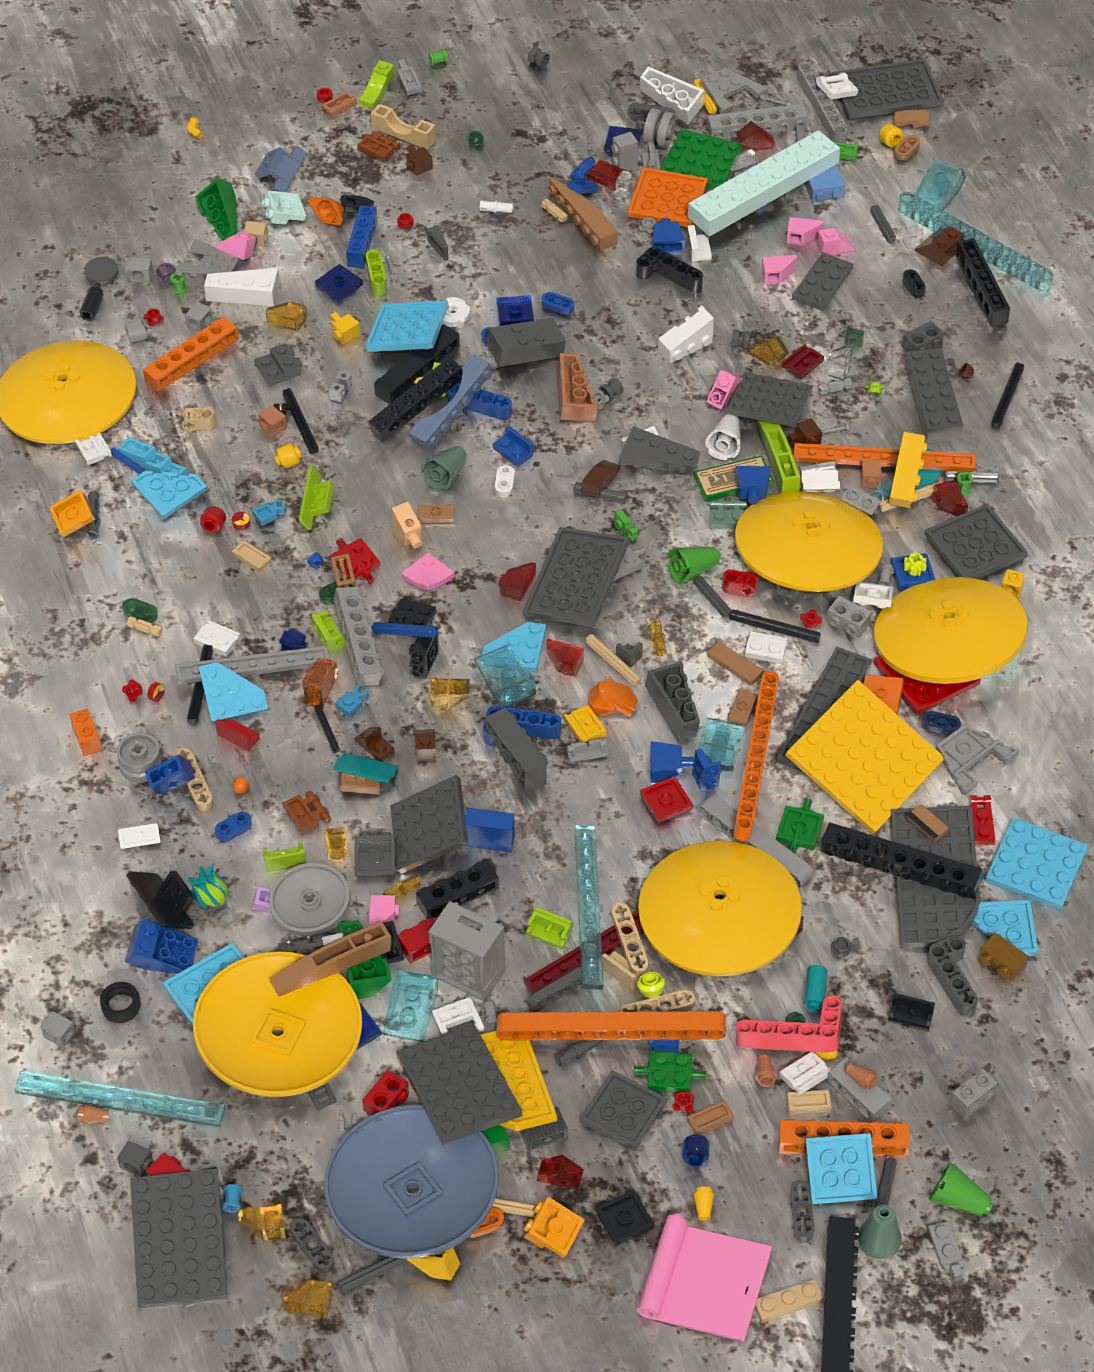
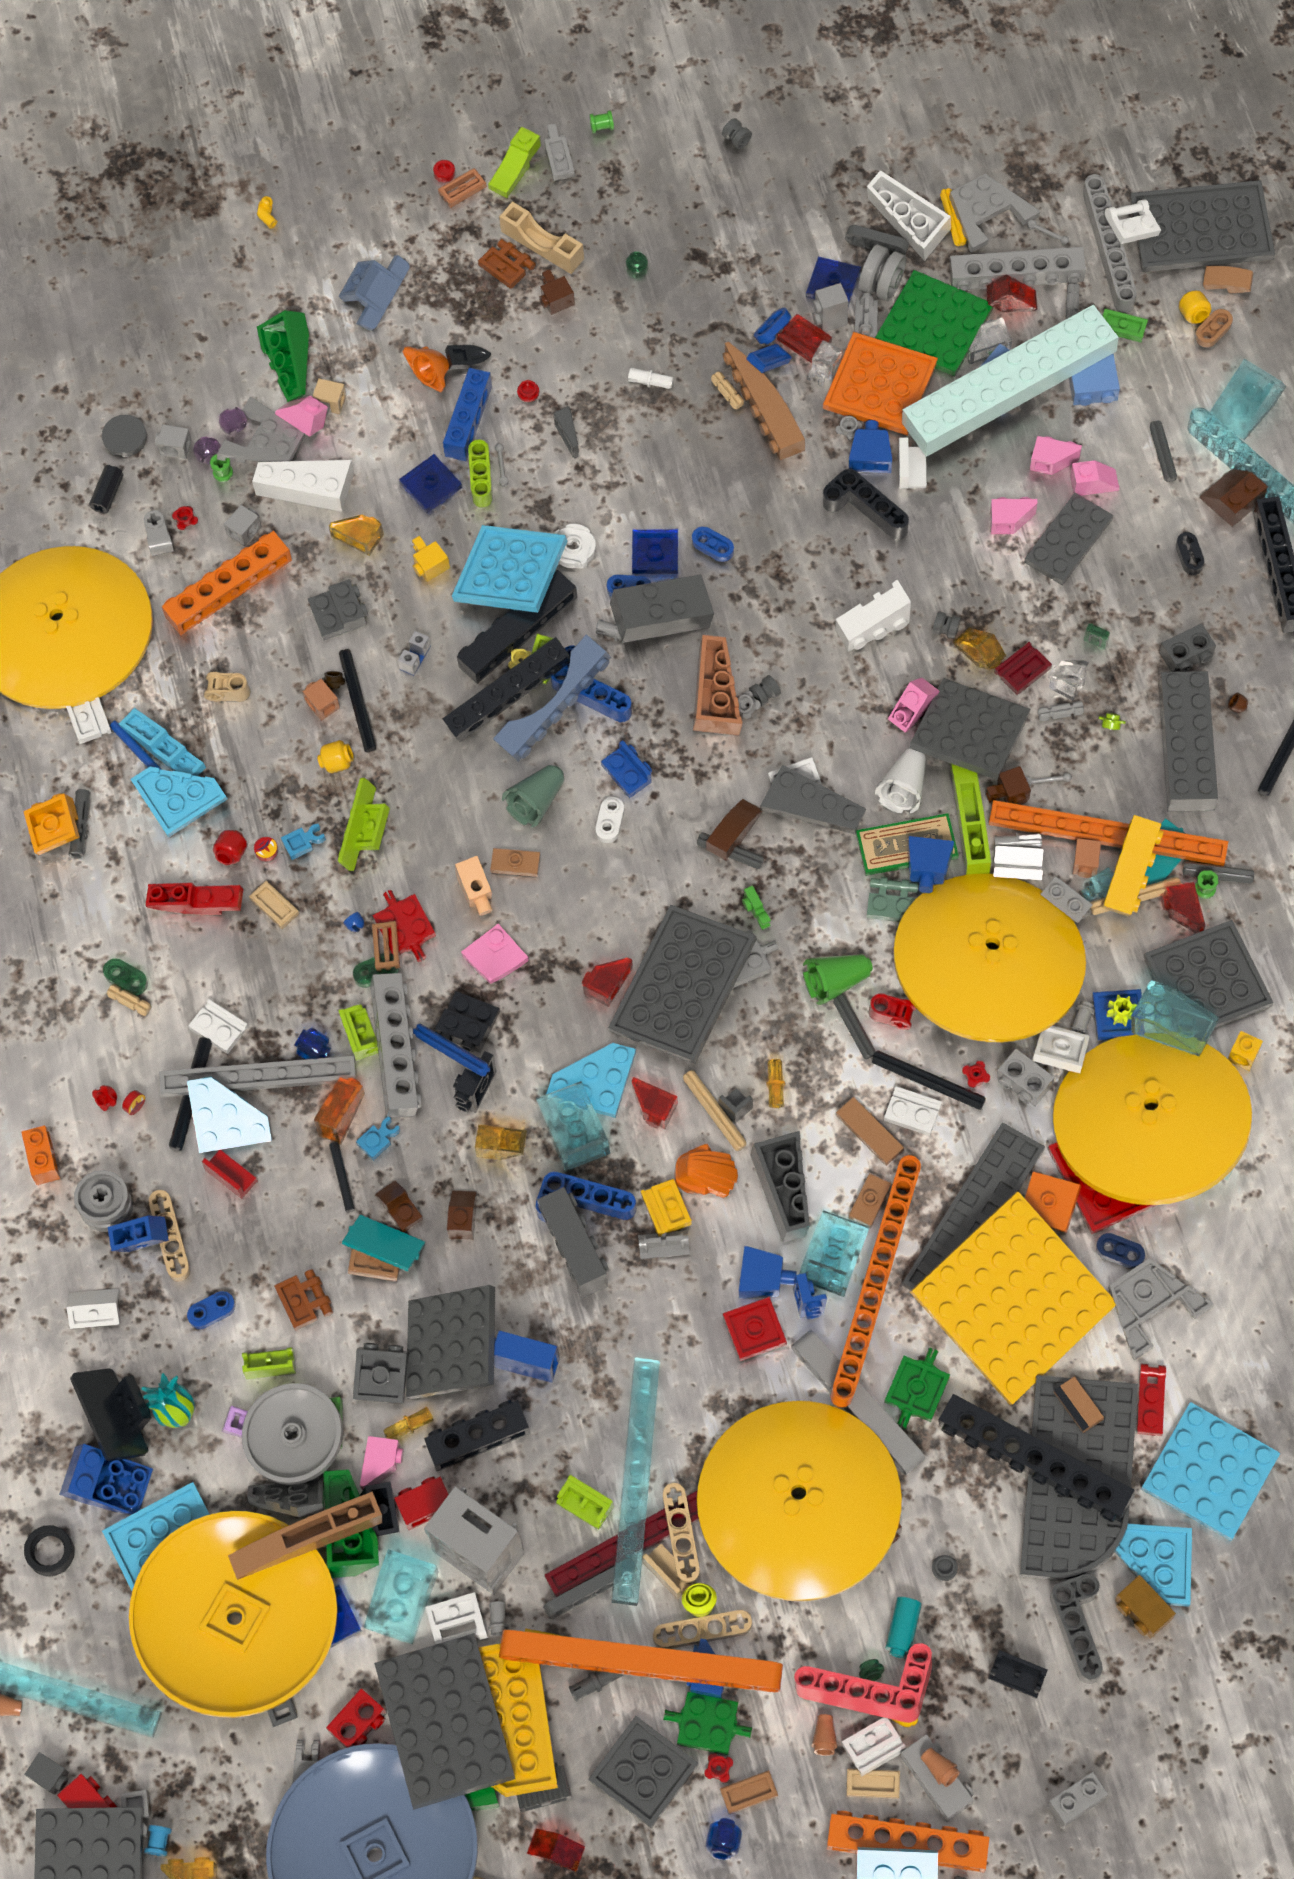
camera: 10 degrees right, 15 degrees up
(184, 253) = (232, 420): none -> clear purple piece
(185, 556) = (193, 899): none -> red slope
(240, 785) = (225, 1252): orange hinge -> none
(283, 207) = (369, 356): light aqua plate -> none
(336, 843) = (334, 1351): clear yellow slope -> none
(954, 564) = (1172, 1019): none -> clear light blue slope

